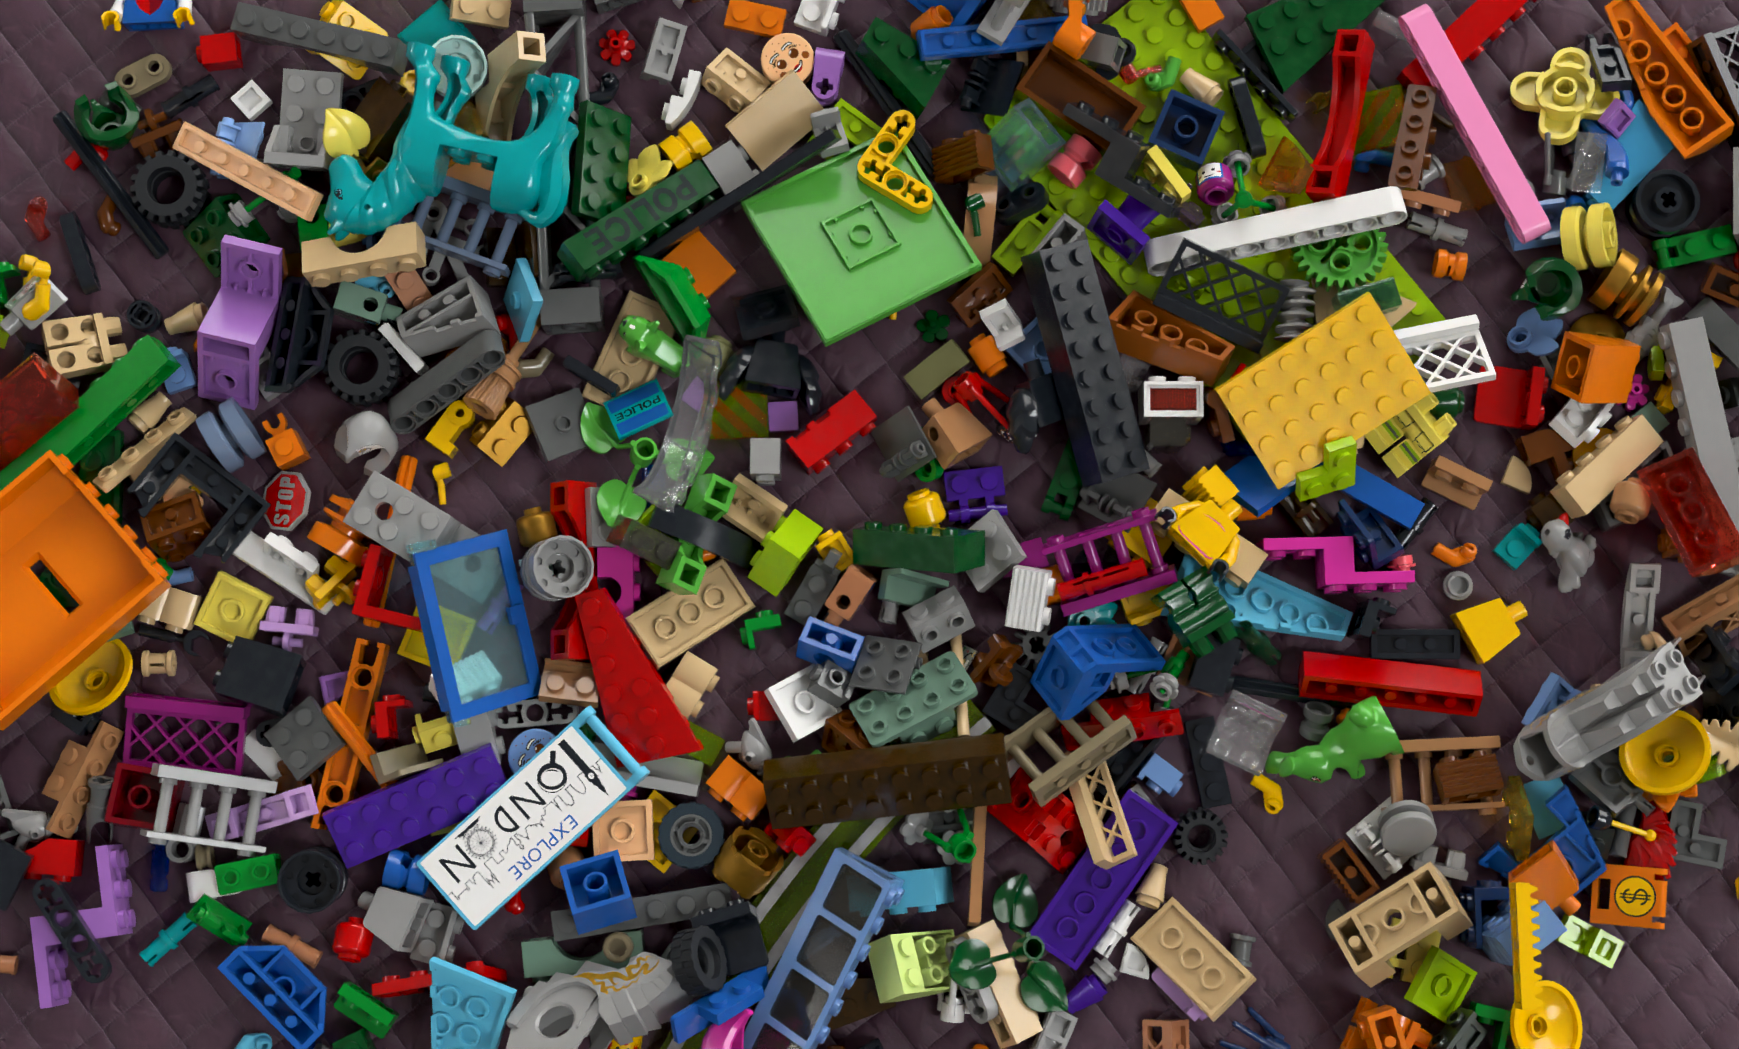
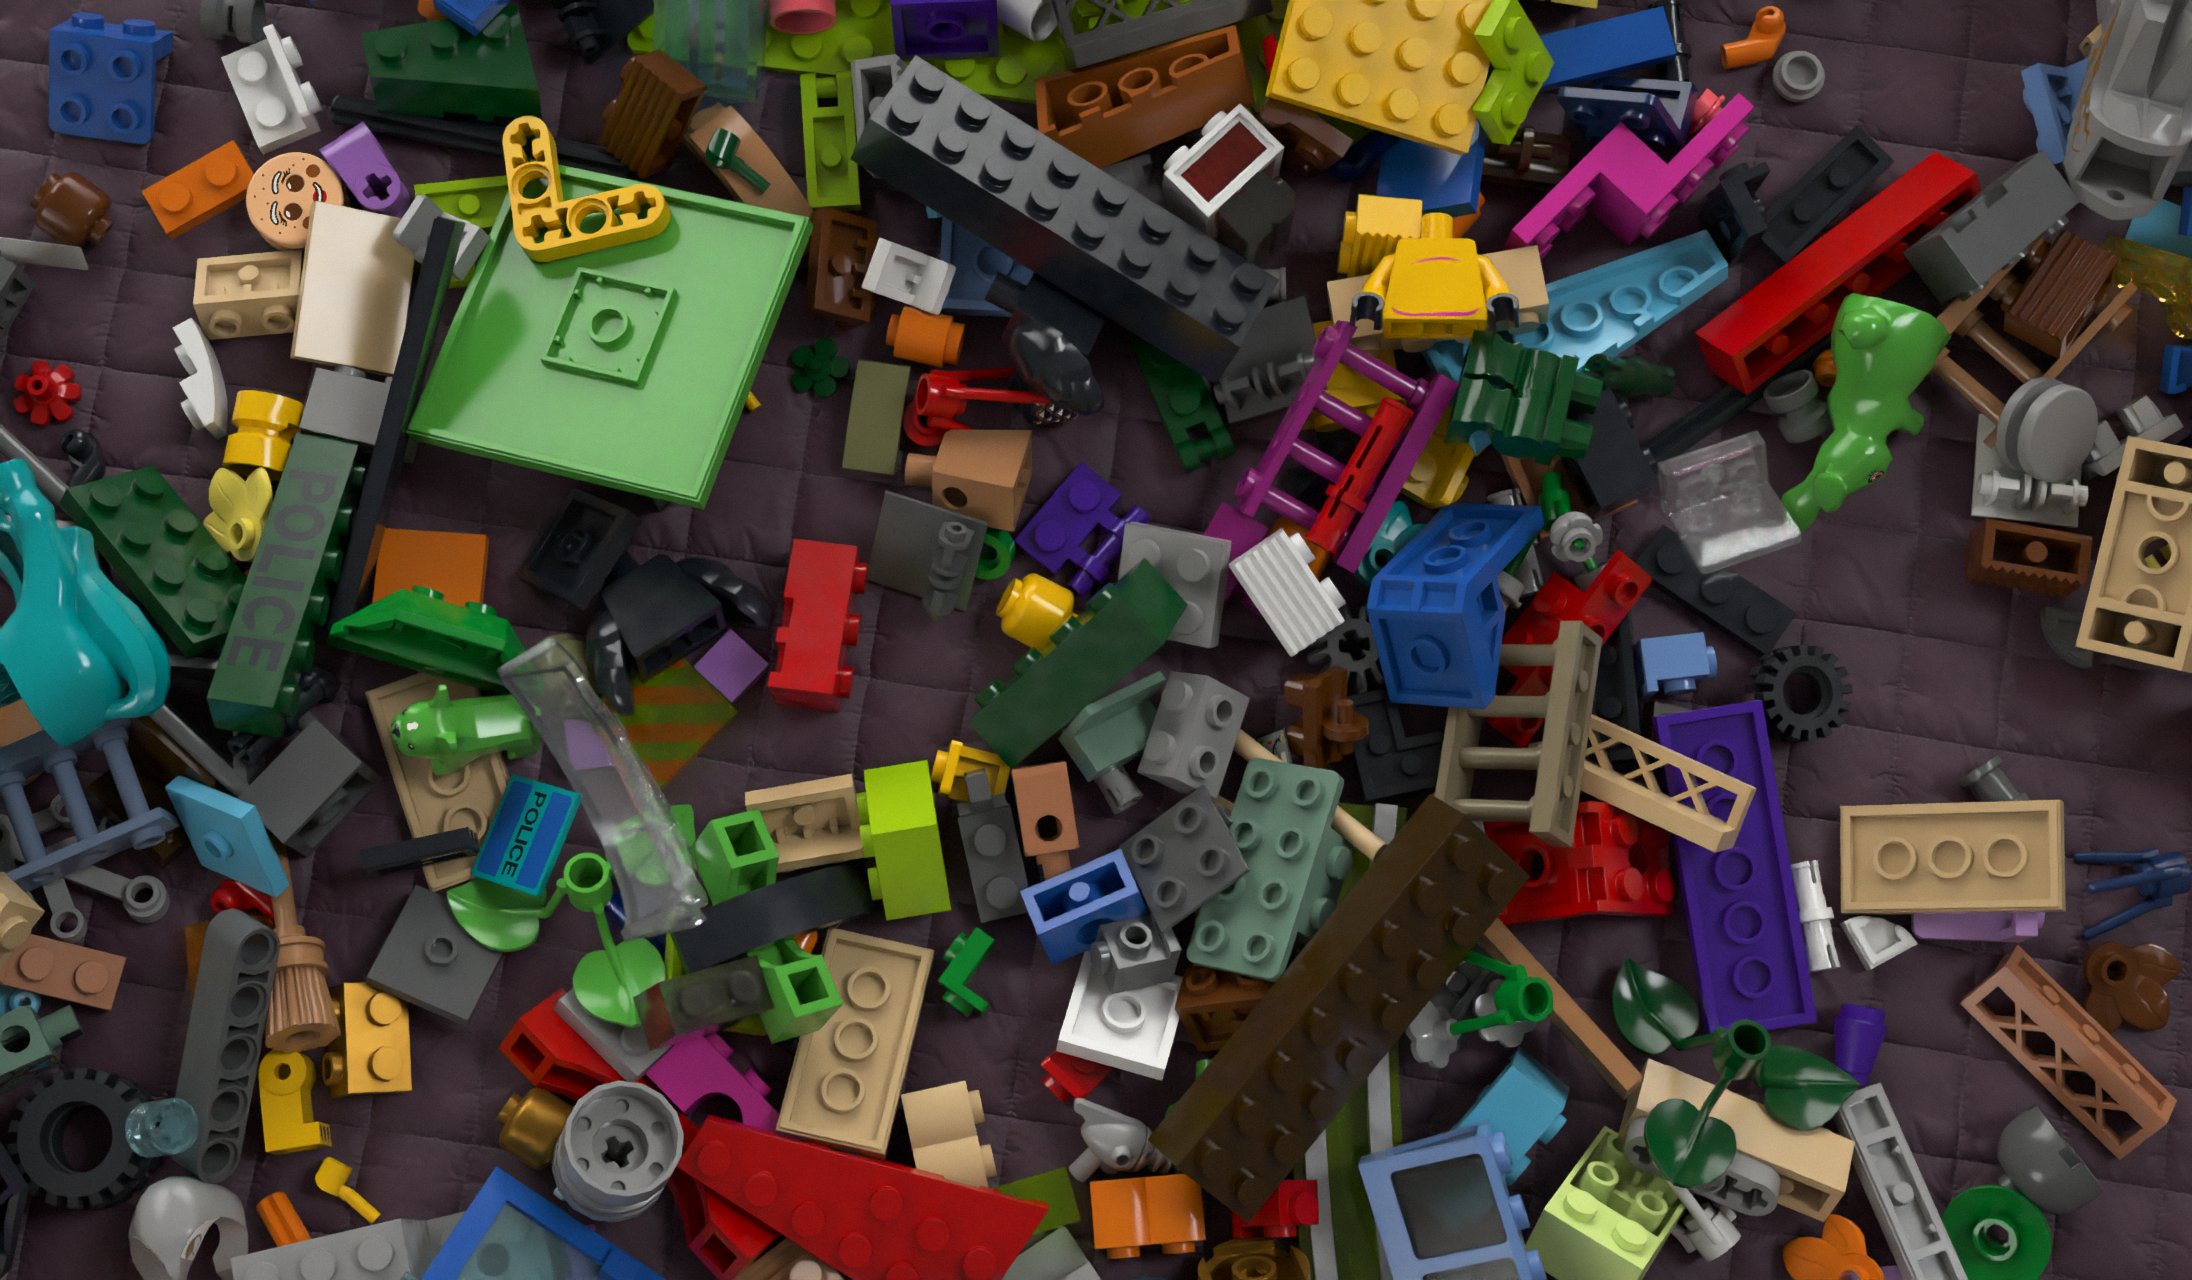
camera: 45 degrees left, 5 degrees down
(395, 400) = (173, 1136): none -> clear light blue wheel
(403, 349) = (120, 1058): white tile -> none
(448, 318) = (144, 959): light grey wedge -> none
(535, 367) = (332, 912): dark tan arm -> none
(663, 51) = (115, 338): light grey hinge -> none
(765, 460) = (764, 741): light grey brick -> none
(1021, 203) = (784, 103): black plate -> none
(1104, 970) = (1851, 986): light grey plate -> none
(1152, 888) = (1805, 819): tan cone -> none
(1271, 793) = (1830, 553): yellow arm -> none
(1466, 725) = (1993, 229): none -> dark grey wedge
(1489, 627) = (1889, 90): yellow torso -> none

